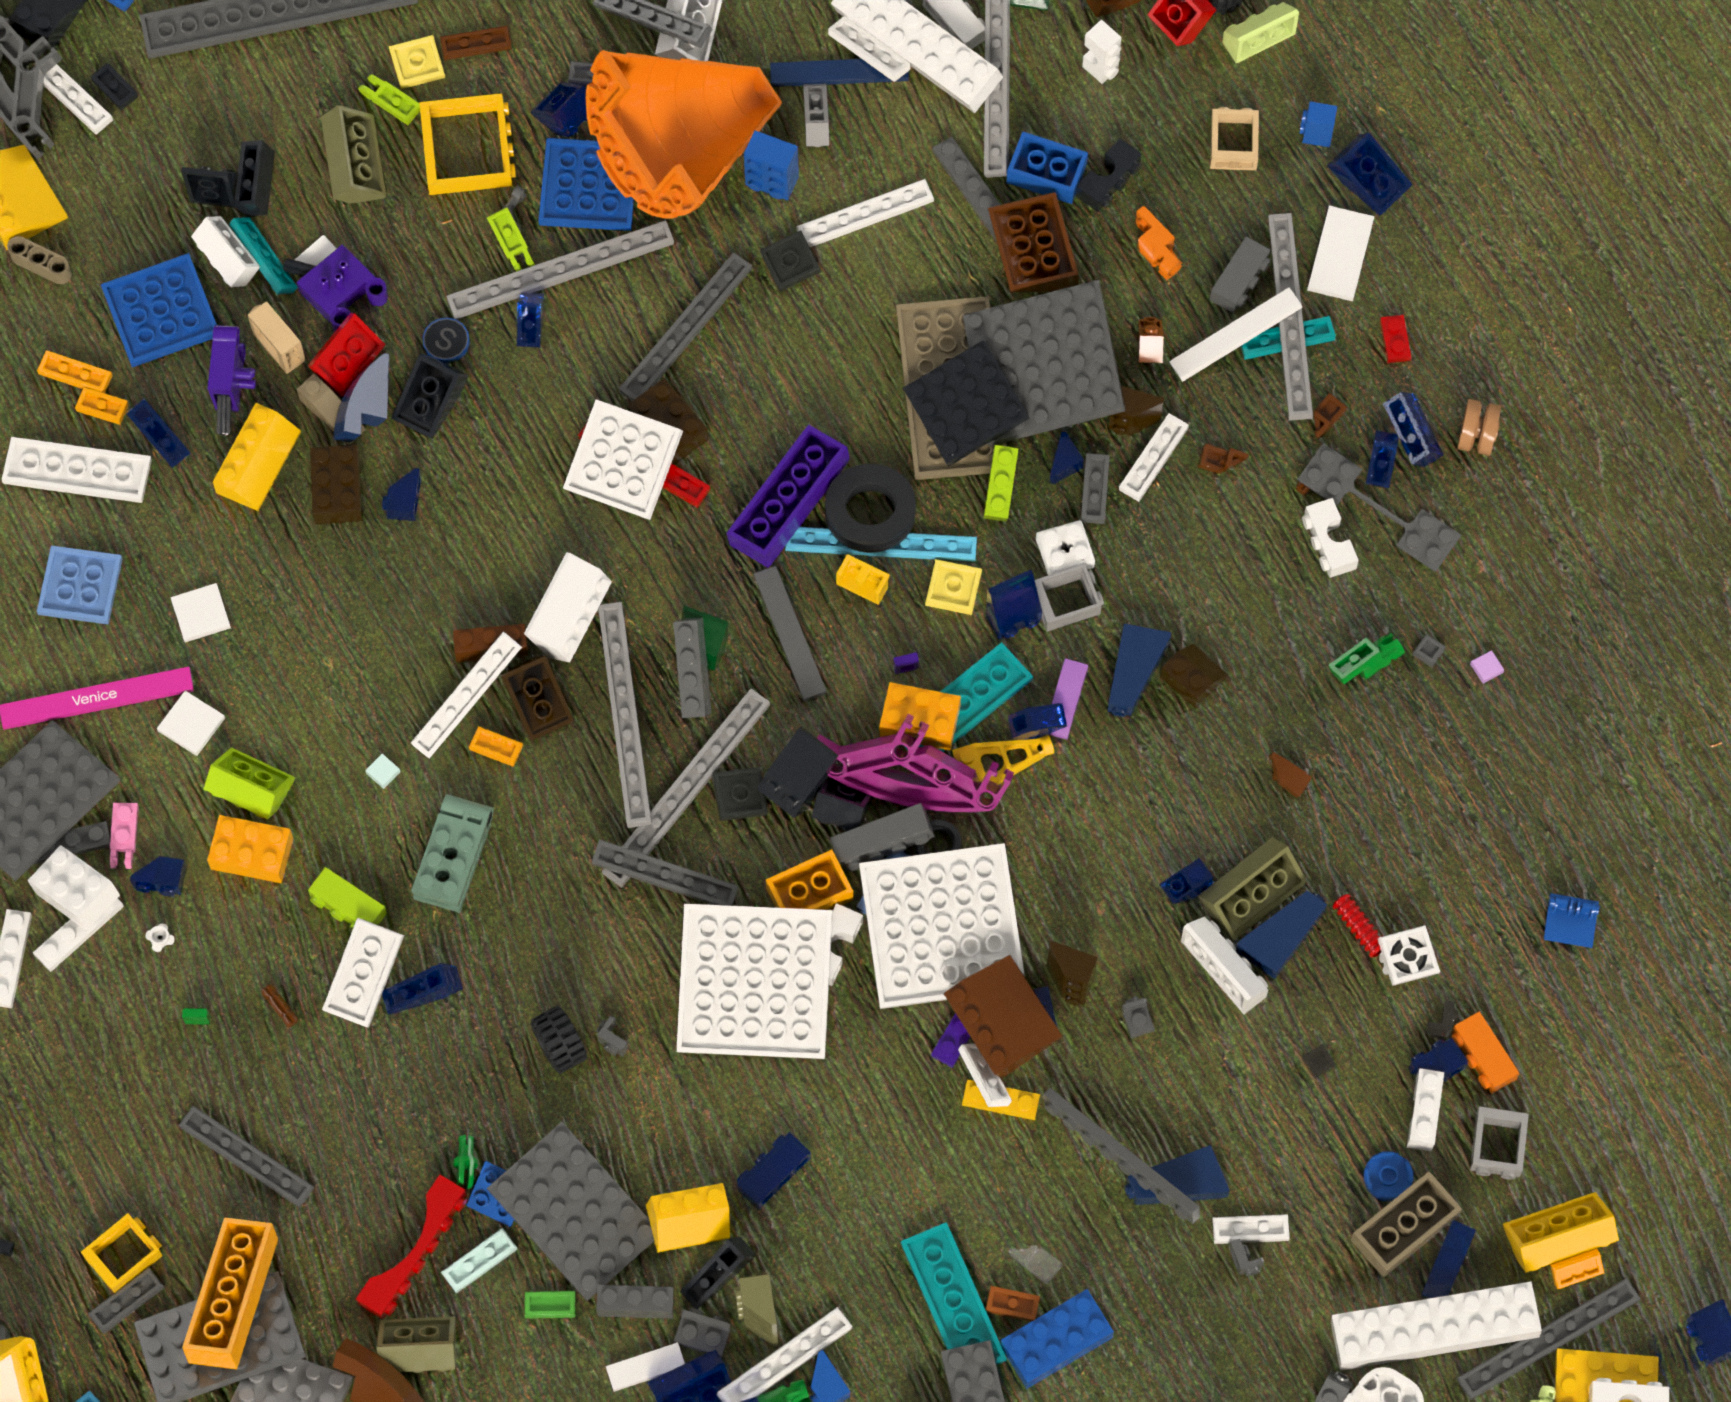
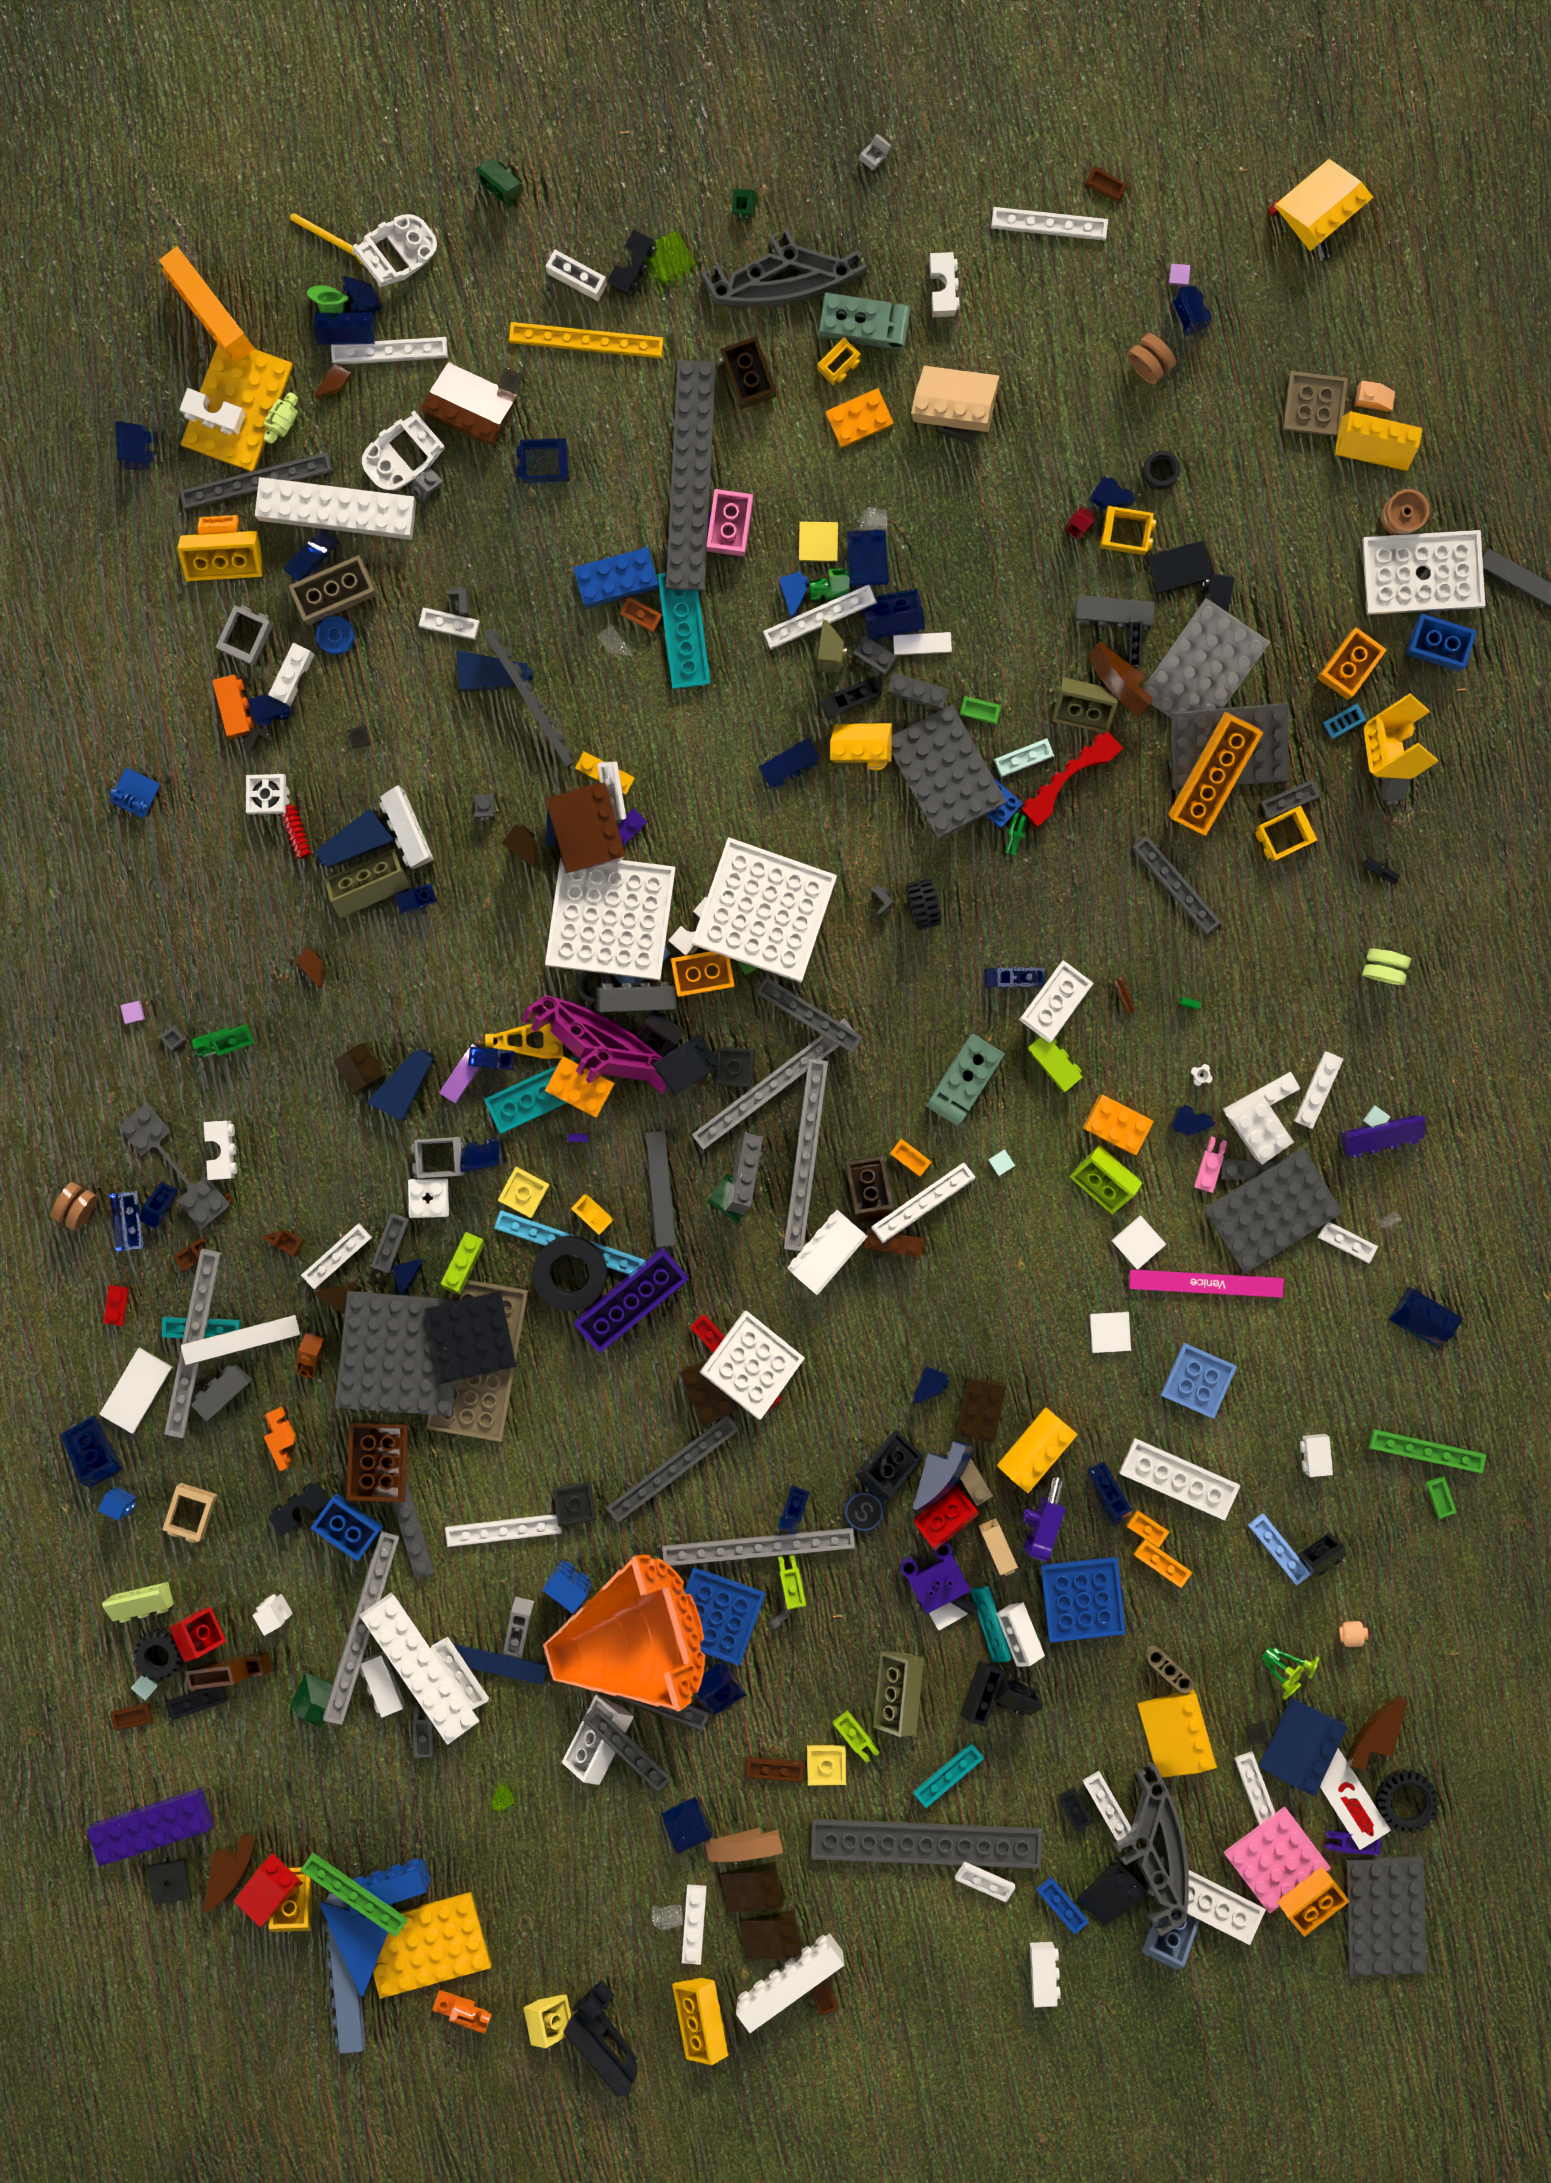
camera: 160 degrees left, 20 degrees up
(271, 85) = (948, 1775): none -> teal plate
(463, 106) = (798, 1713): yellow window -> none

